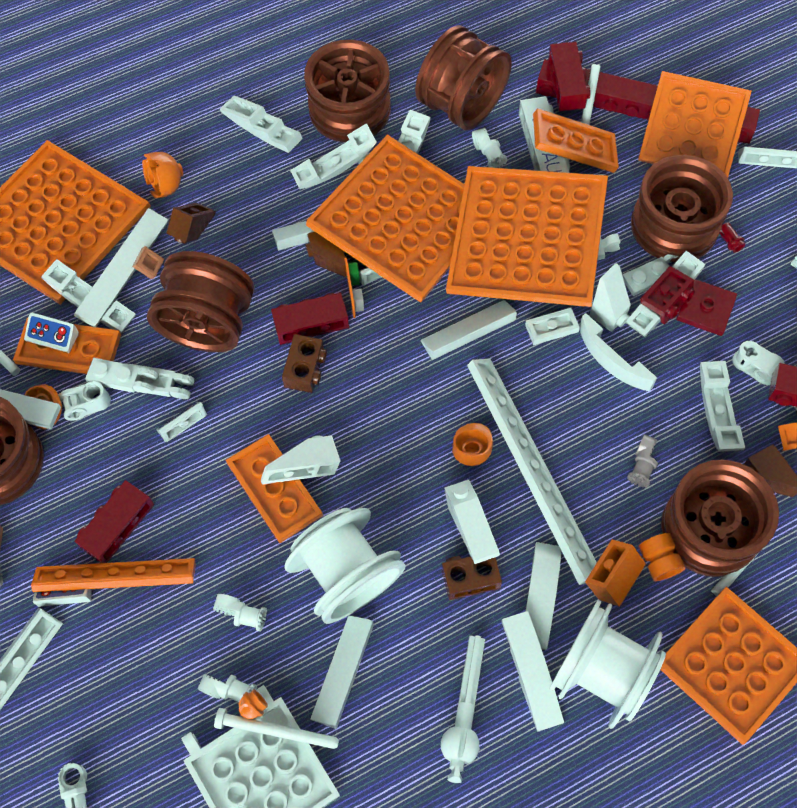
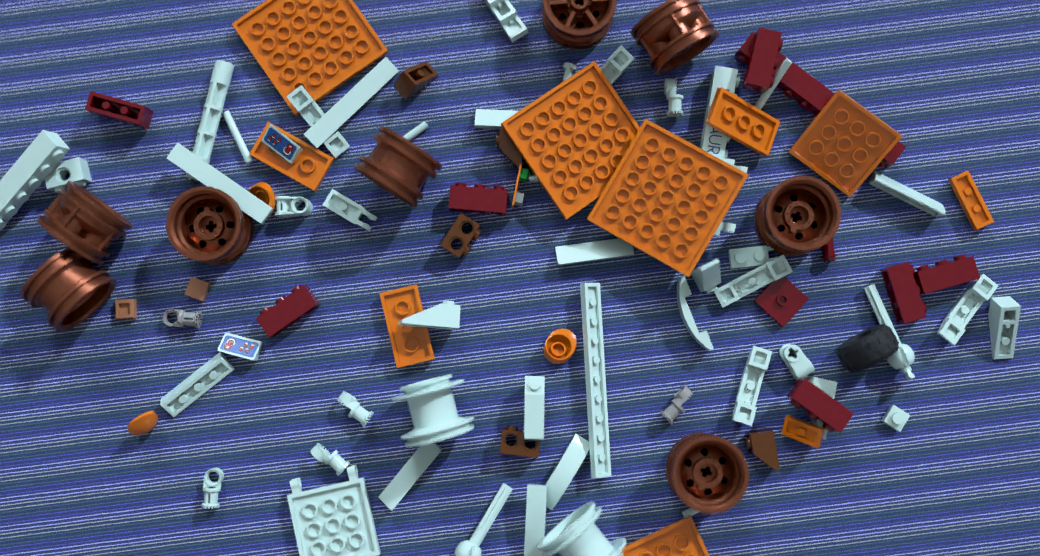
camera: 25 degrees right, 20 degrees up
(113, 575) = (277, 350): orange tile -> none
(120, 376) = (322, 198): light aqua hinge -> none
(148, 262) = (372, 105): nougat tile -> none
(162, 173) = (406, 28): orange cylinder -> none
(181, 421) = (357, 247): light aqua slope -> none
(223, 718) = (351, 499): light aqua bar -> none
(252, 705) = (342, 479): orange plate -> none
(336, 161) = (546, 65): light aqua slope -> none
(552, 326) = (656, 274): light aqua plate -> none
(615, 572) = (619, 479): orange brick -> none
(662, 560) = (656, 480): orange wheel -> none
(669, 294) = (754, 283): dark red bracket -> none

